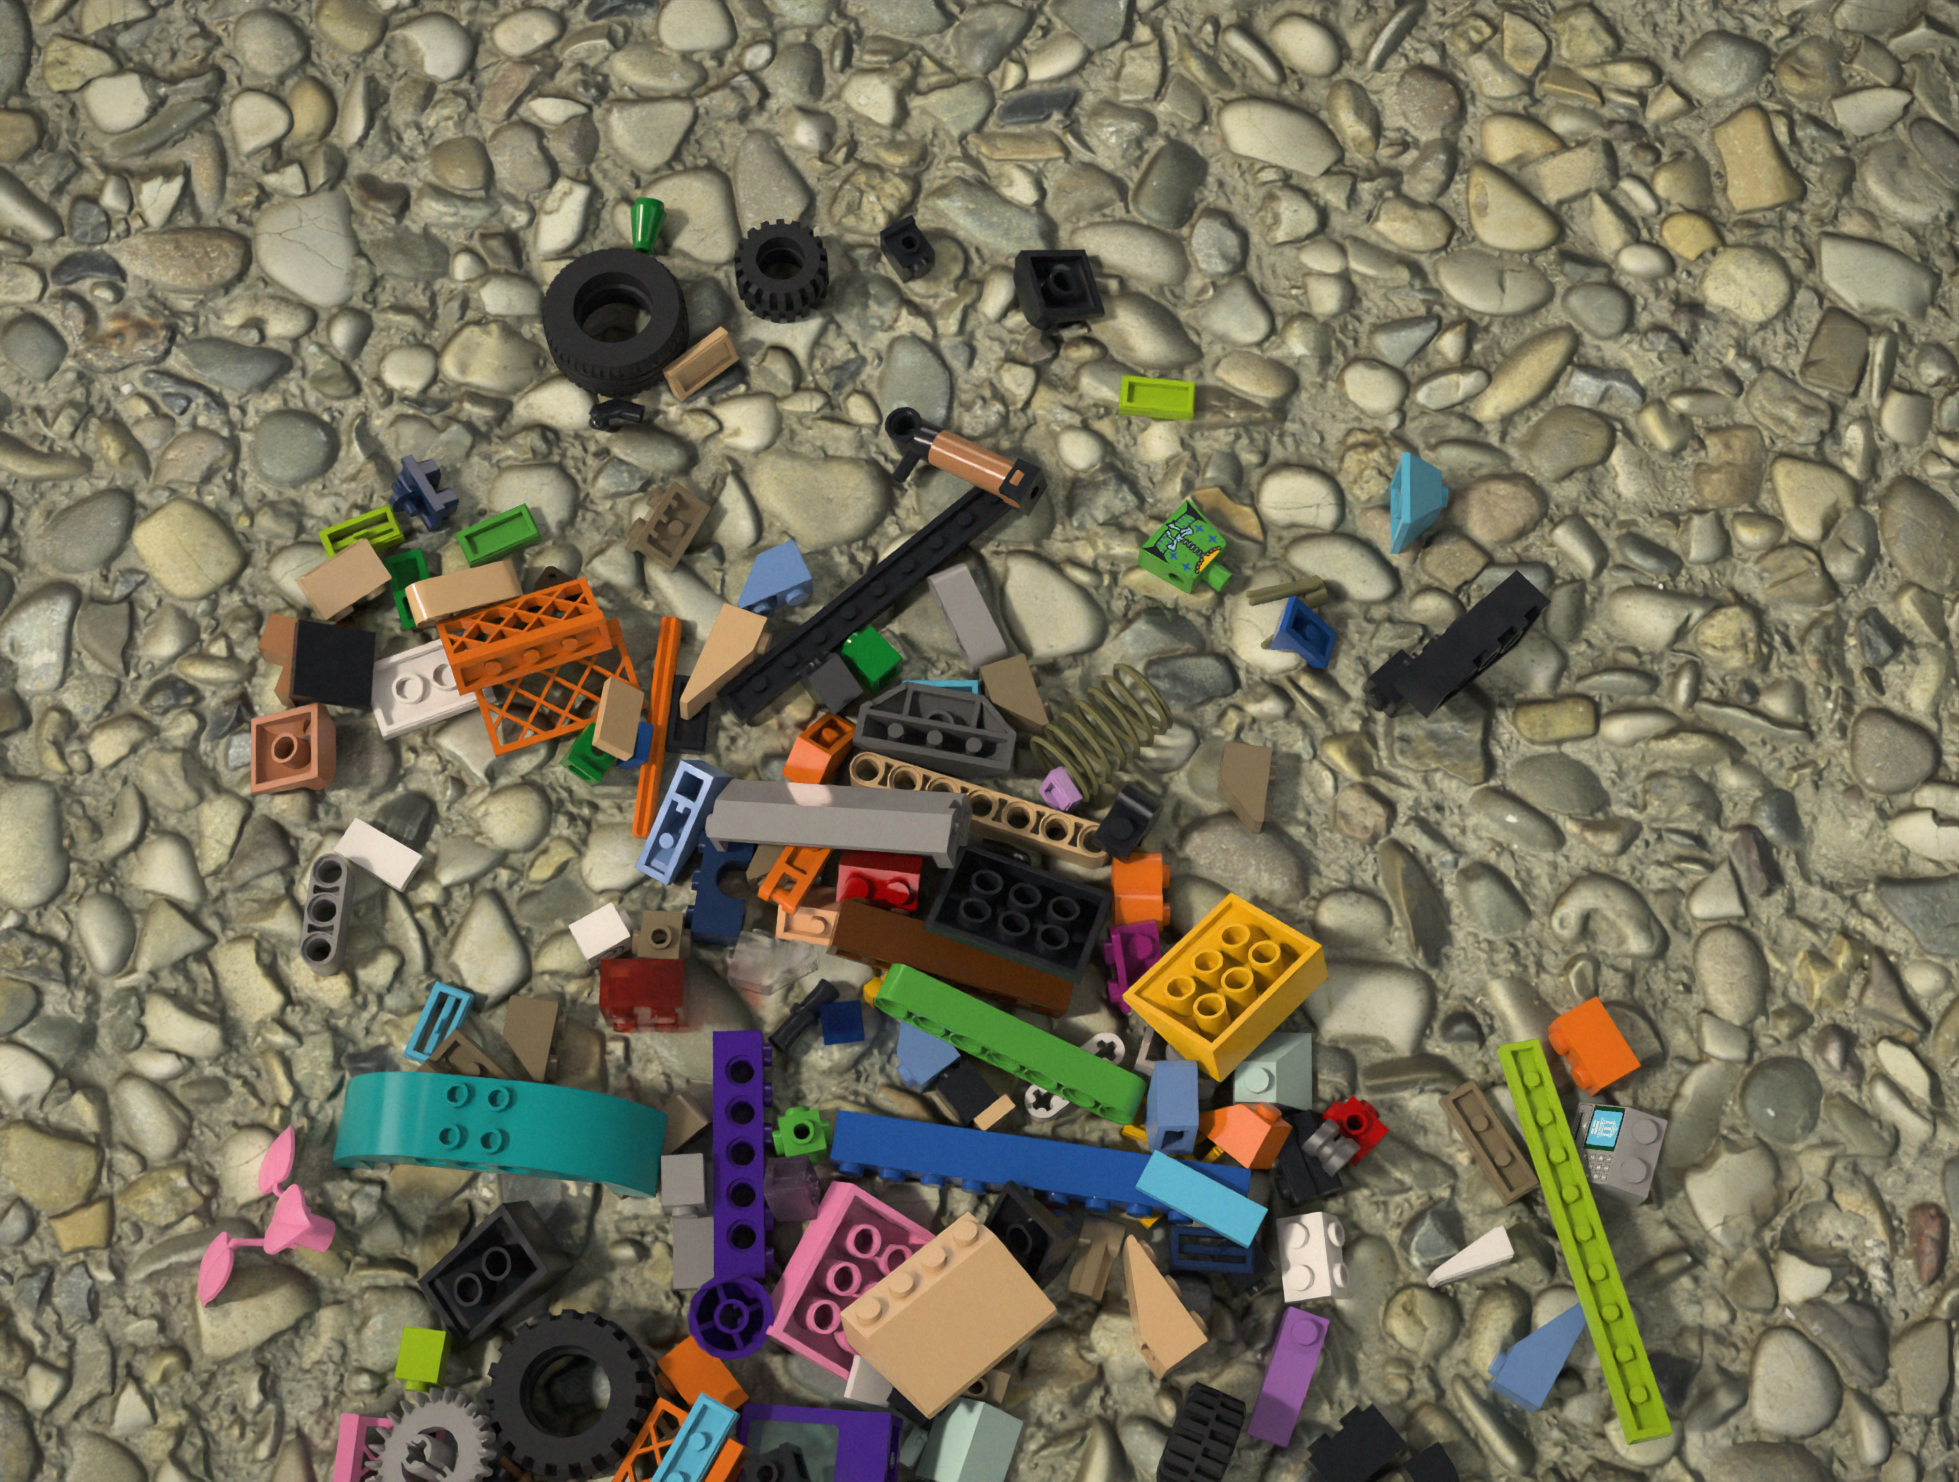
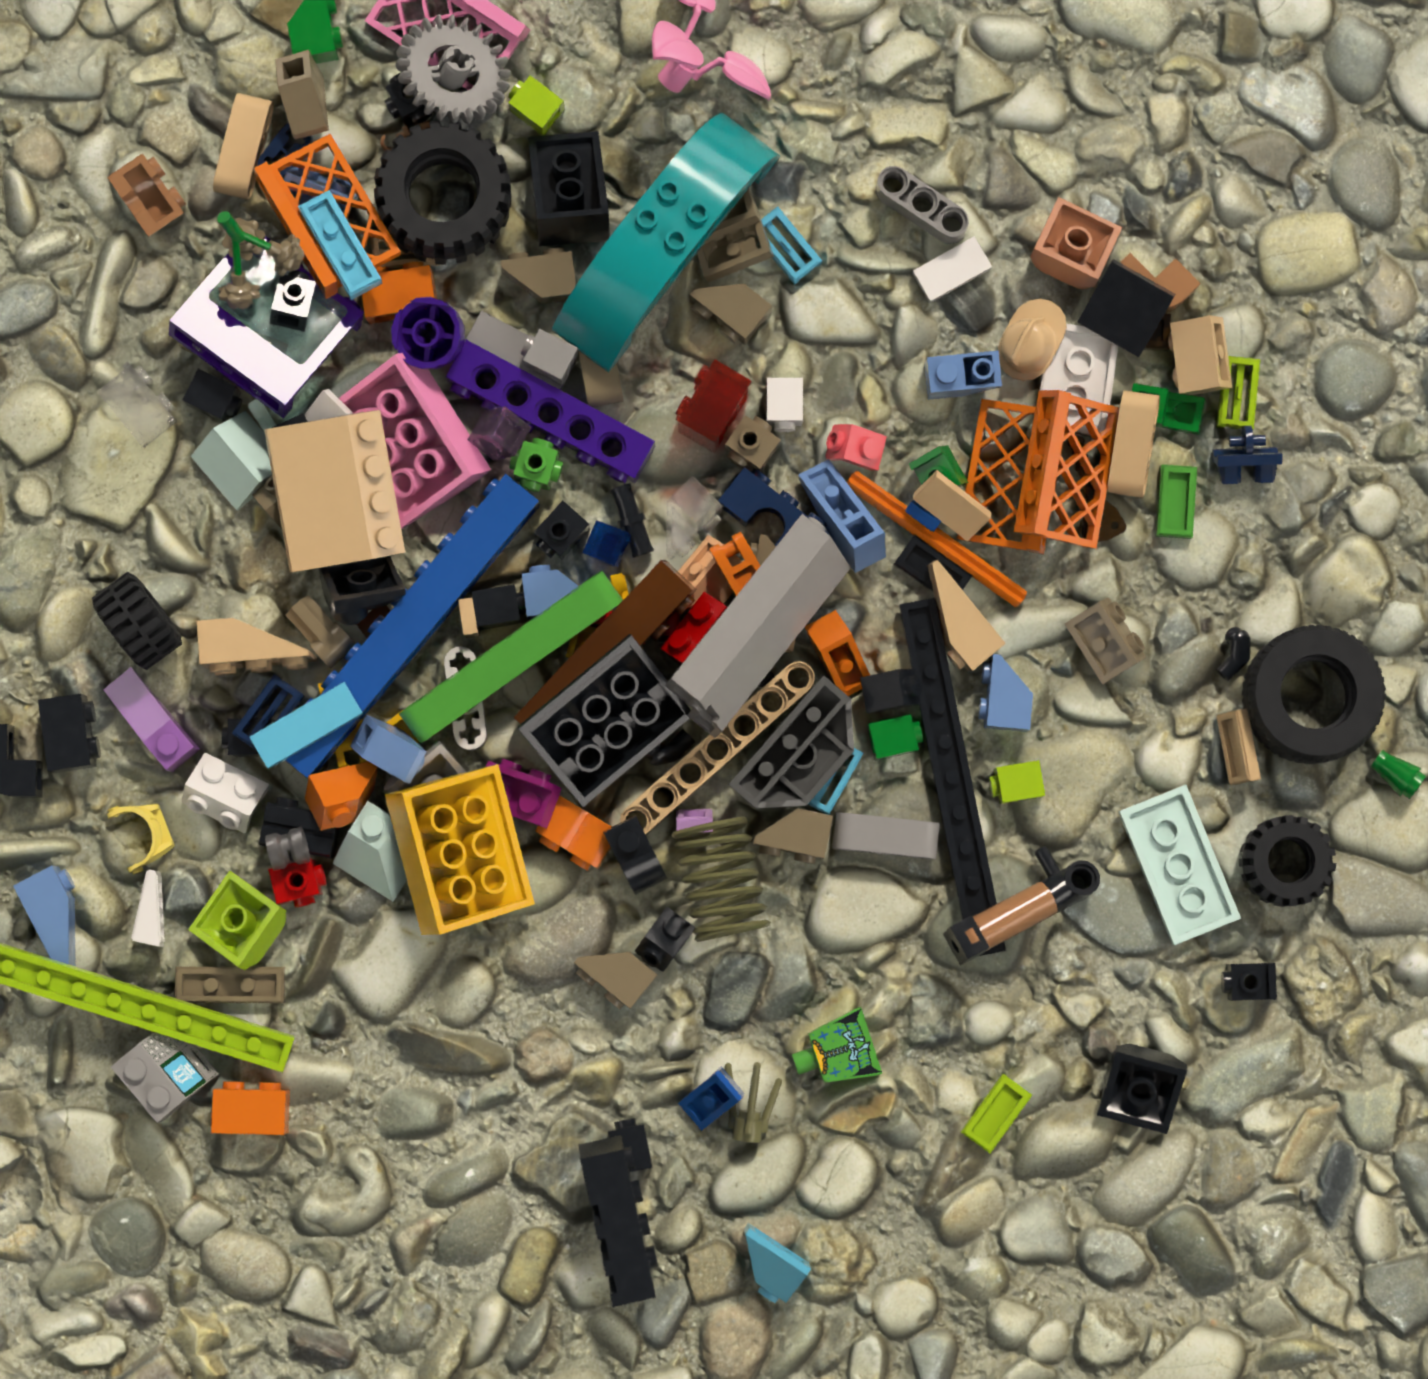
camera: 120 degrees right, 15 degrees up
(409, 743) = (1031, 339): none -> tan piece
(482, 783) = (962, 374): none -> medium blue slope
(603, 1241) = (544, 276): none -> dark tan slope
(608, 848) = (855, 446): none -> coral bracket
(838, 360) = (1179, 865): none -> light aqua plate
(847, 530) = (1017, 782): none -> lime brick
(855, 1077) = (561, 531): none -> black brick
(1186, 759) = (664, 939): none -> black bracket
(1378, 1318) = (161, 837): none -> light yellow helmet
(1426, 1165) = (239, 921): none -> lime slope

